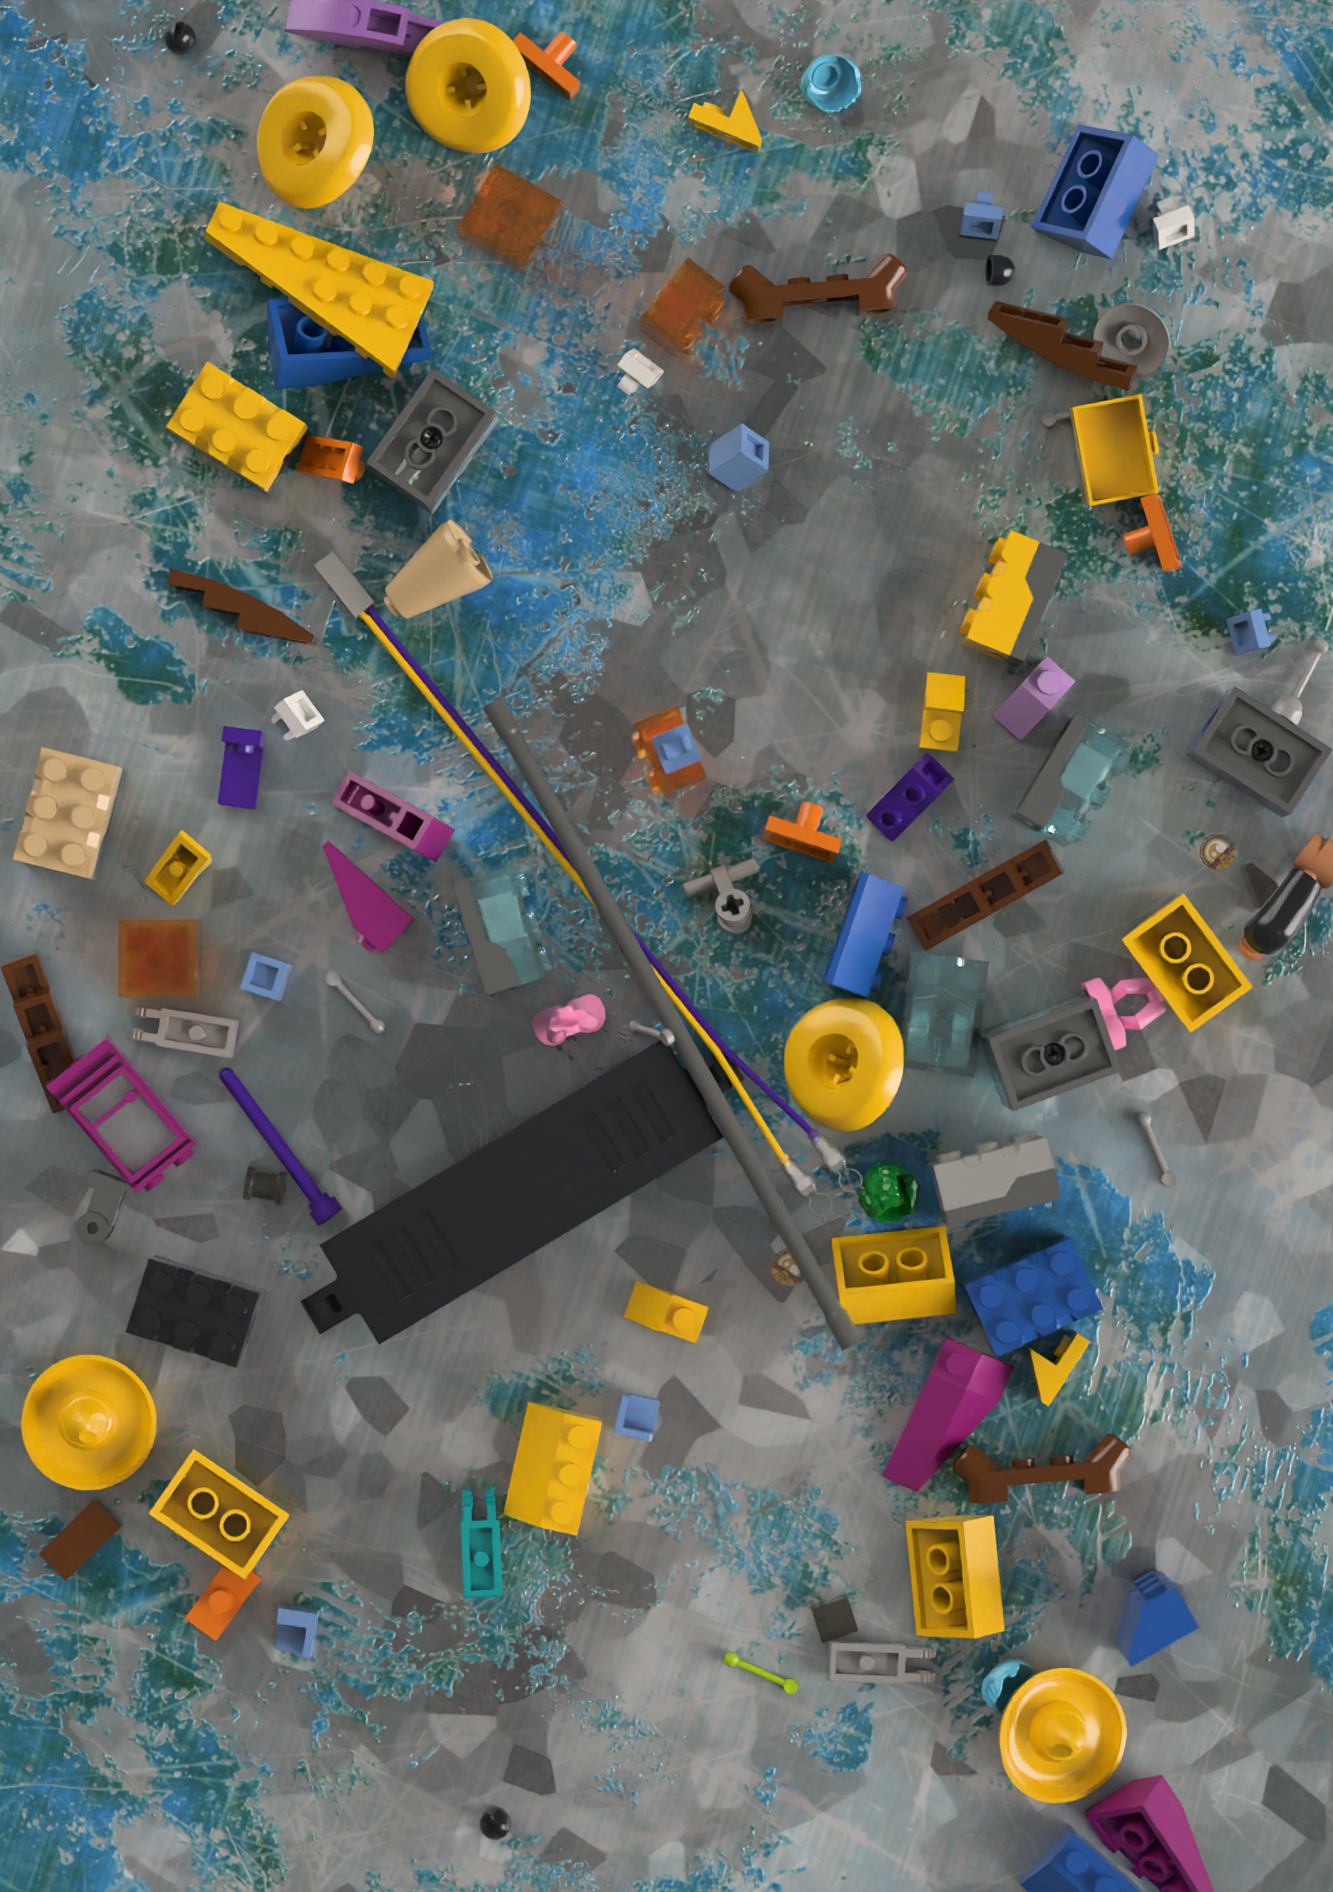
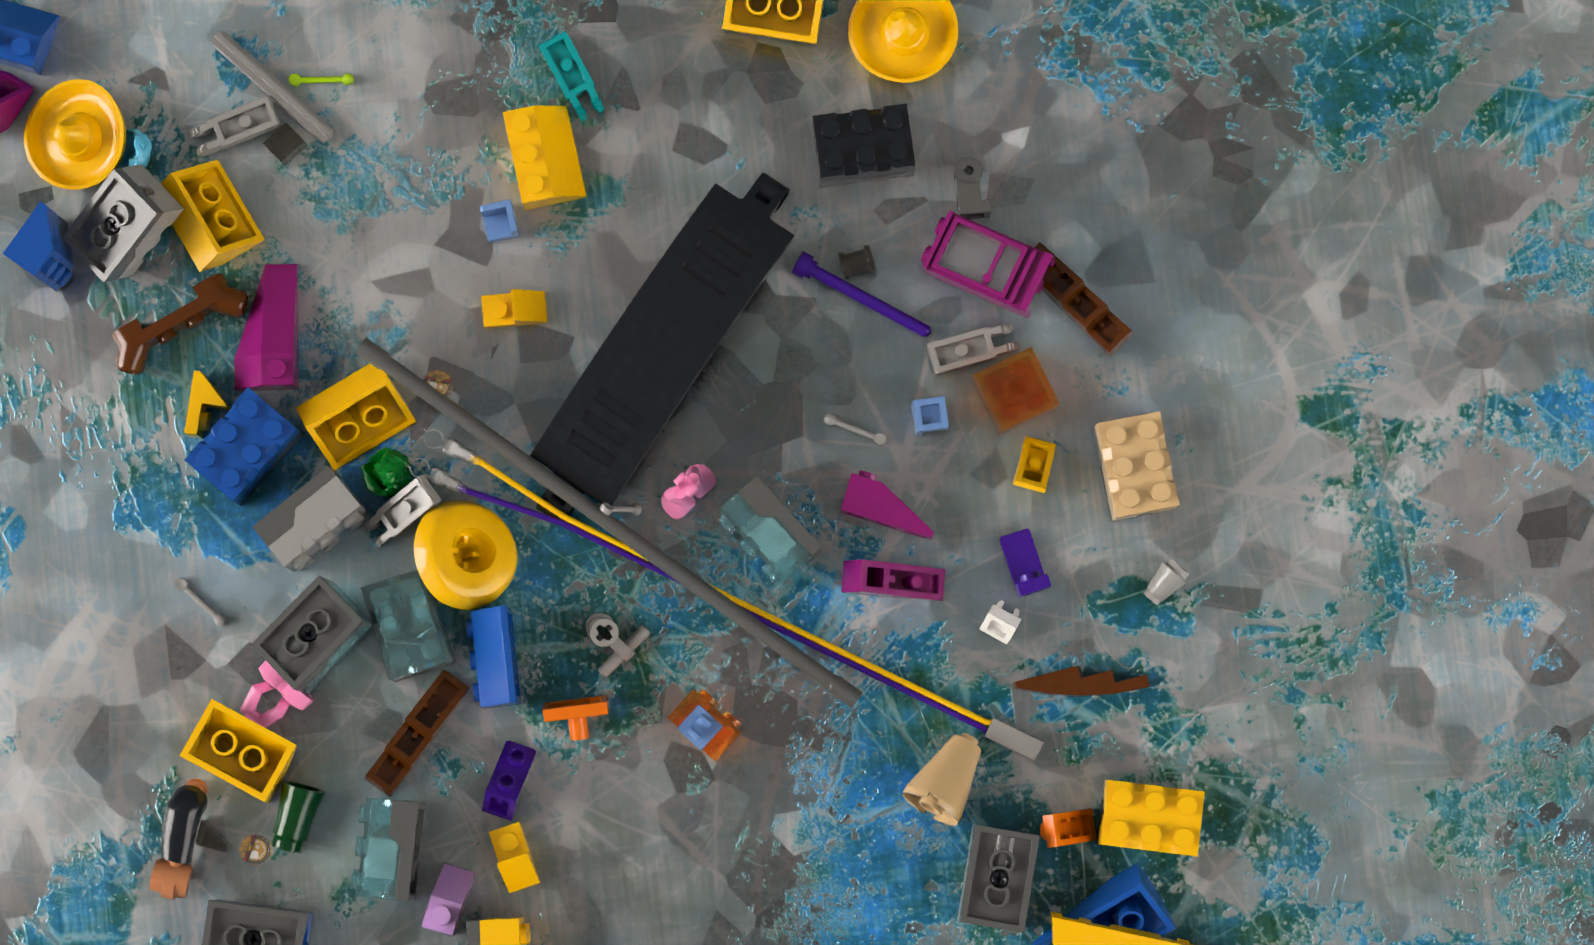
camera: 155 degrees right, 5 degrees down
(96, 675) = (1166, 581): none -> light grey cone
(818, 1689) = (272, 86): none -> light grey axle
(887, 1142) = (404, 509): none -> light grey hinge
(1052, 1607) = (122, 222): none -> dark grey piece
(1157, 867) = (295, 815): none -> dark green plant

